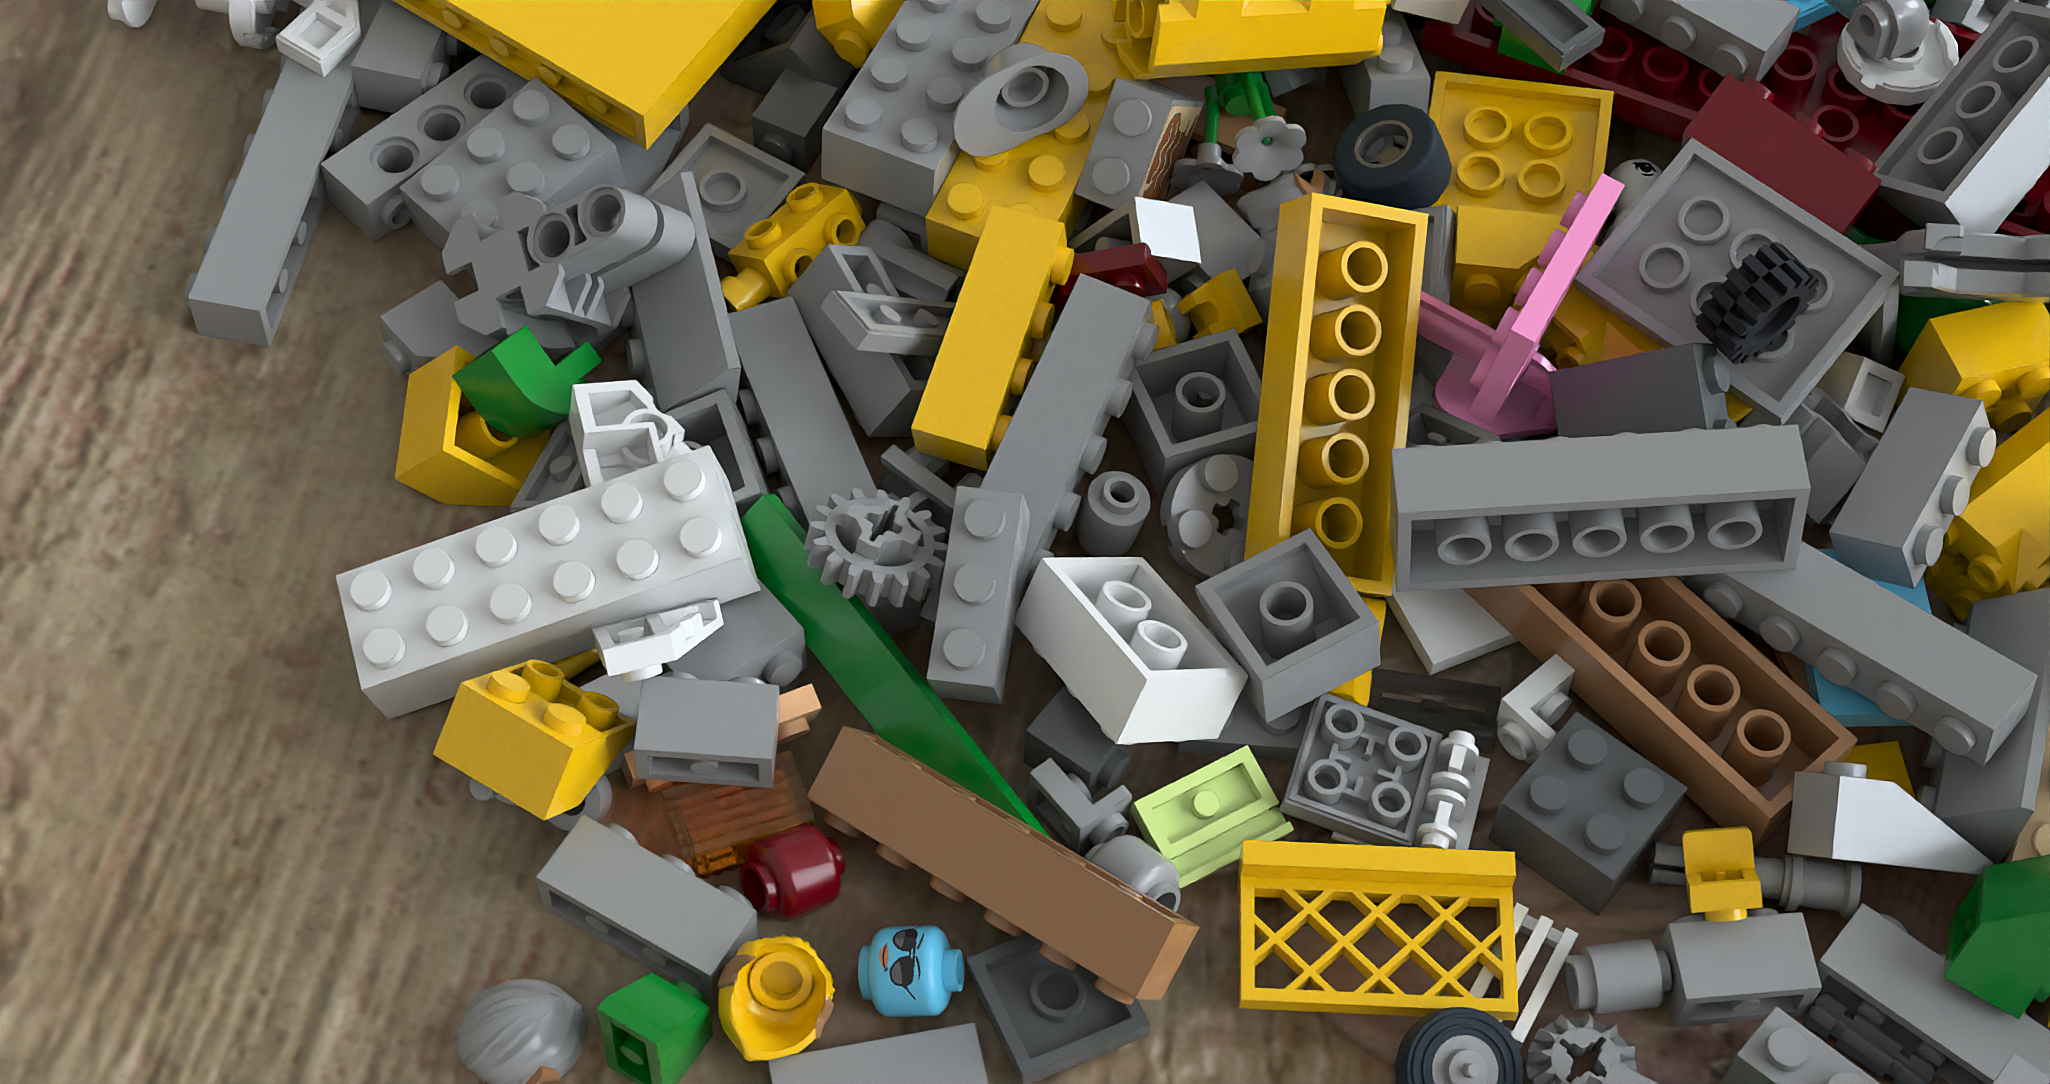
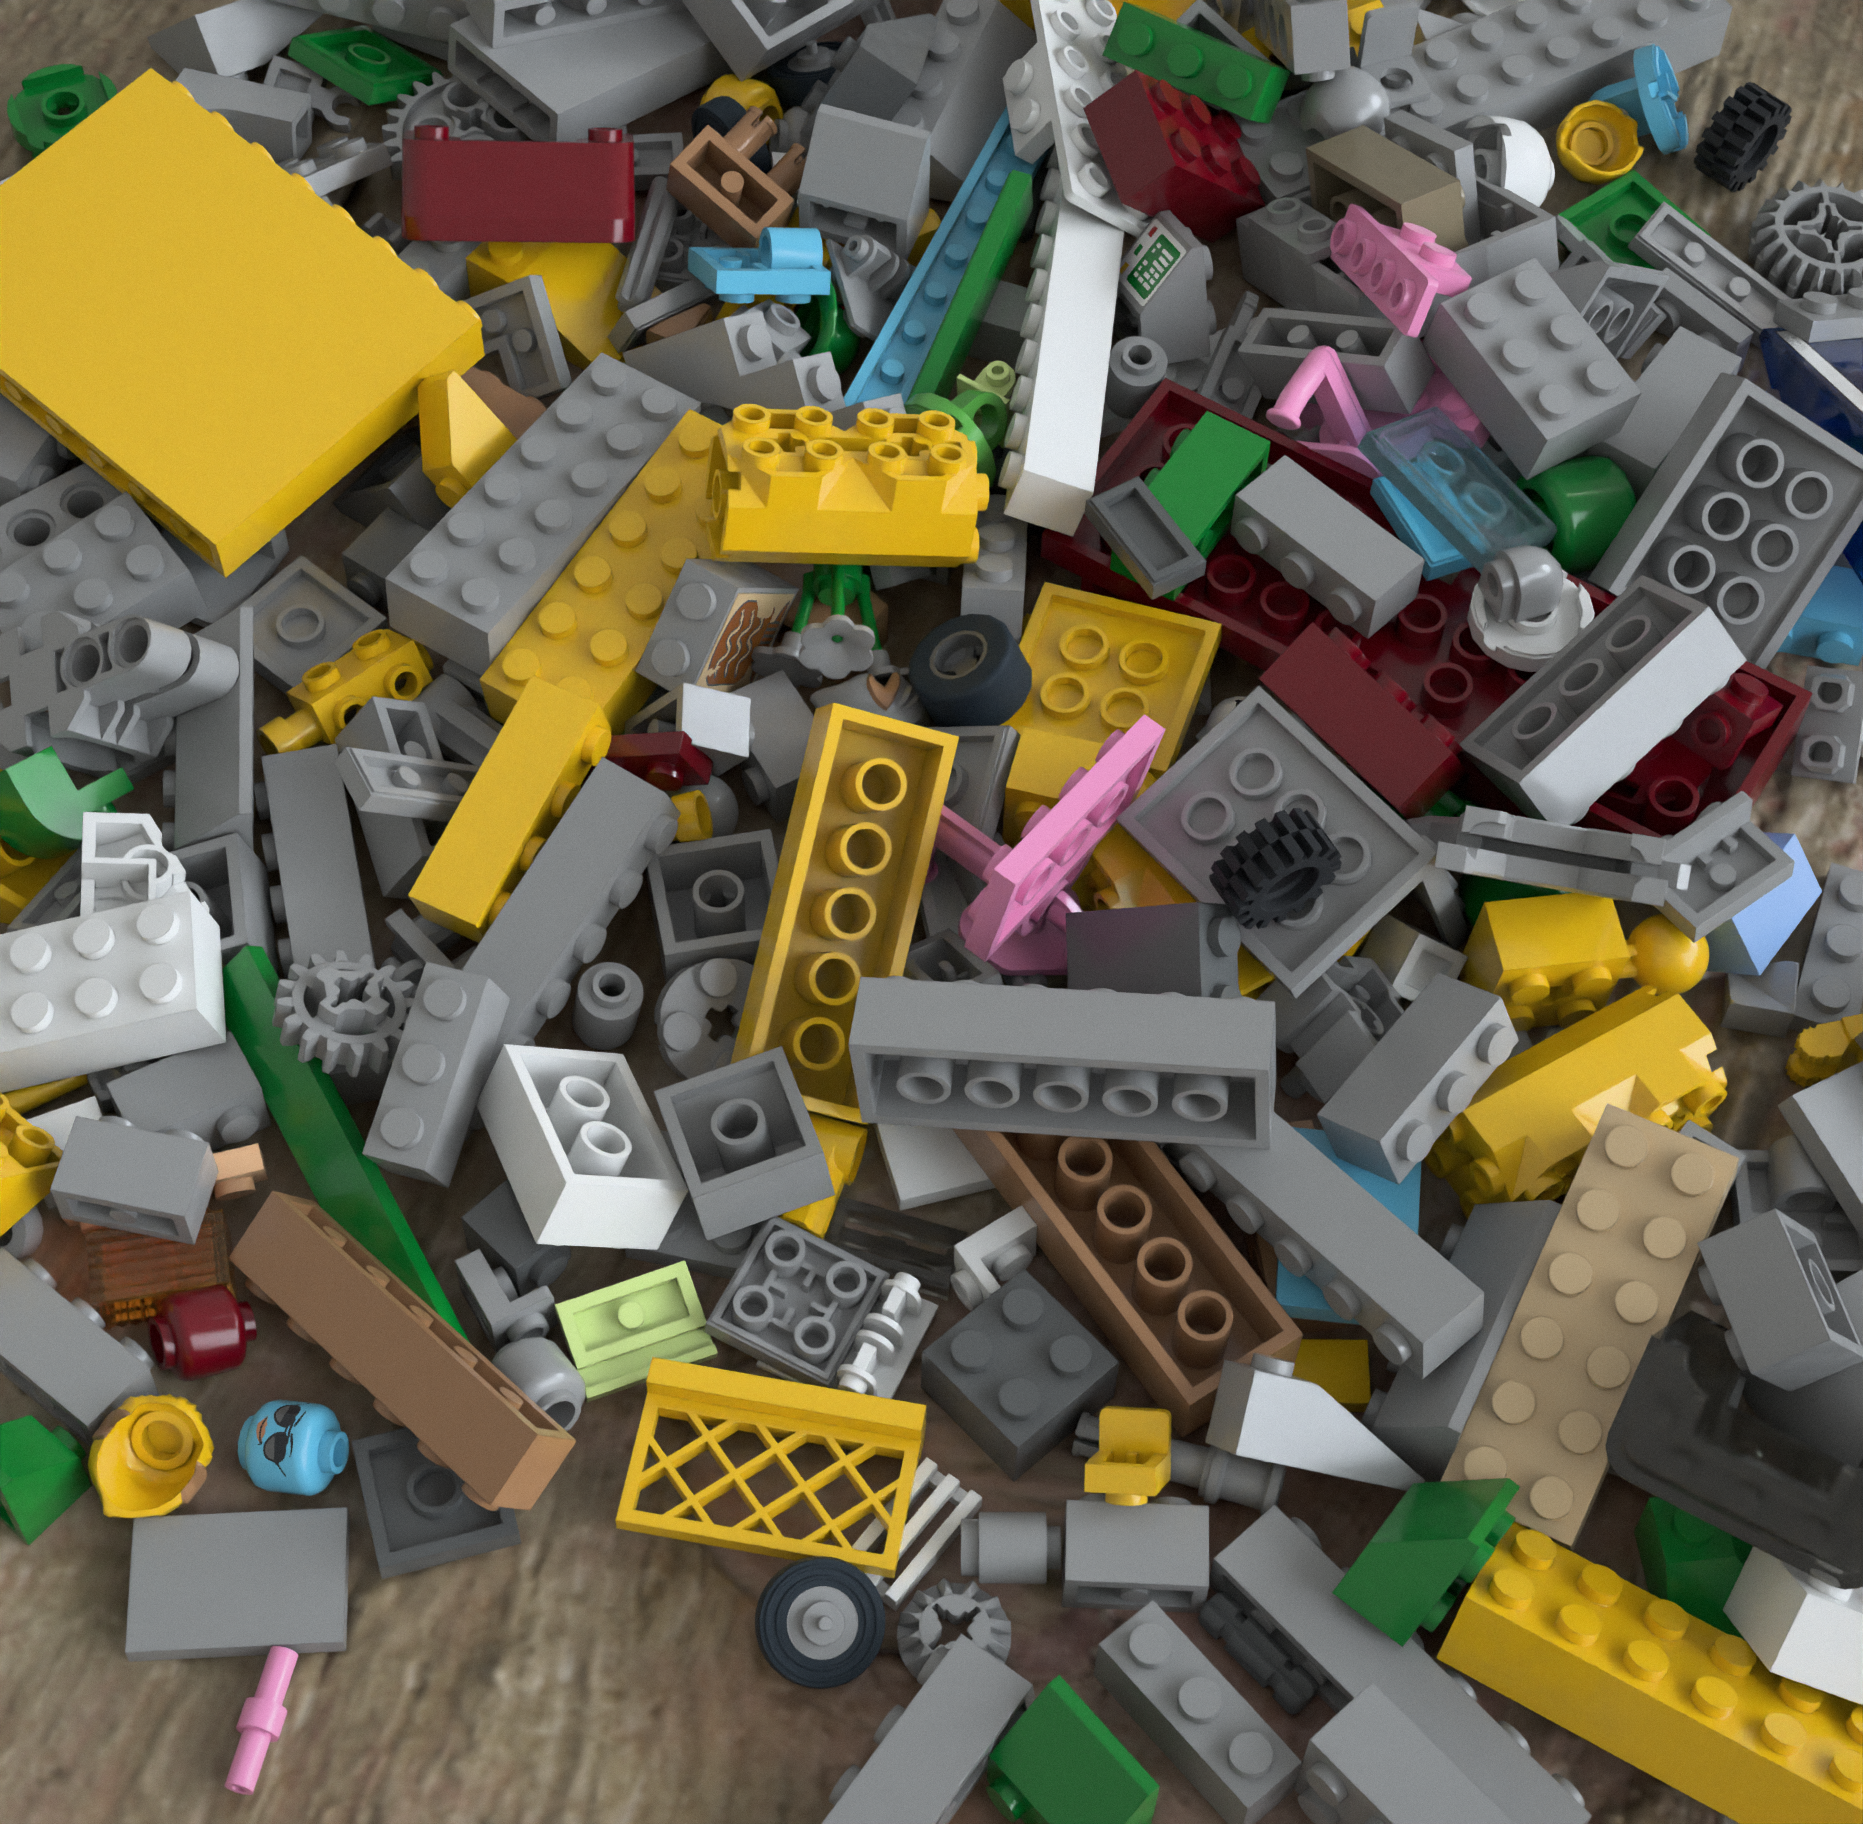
camera: 10 degrees right, 0 degrees up
(645, 642) = (79, 1084): white wing -> none
(1018, 98) = (584, 570): light grey piece -> none
(1221, 306) = (763, 802): yellow tile -> none

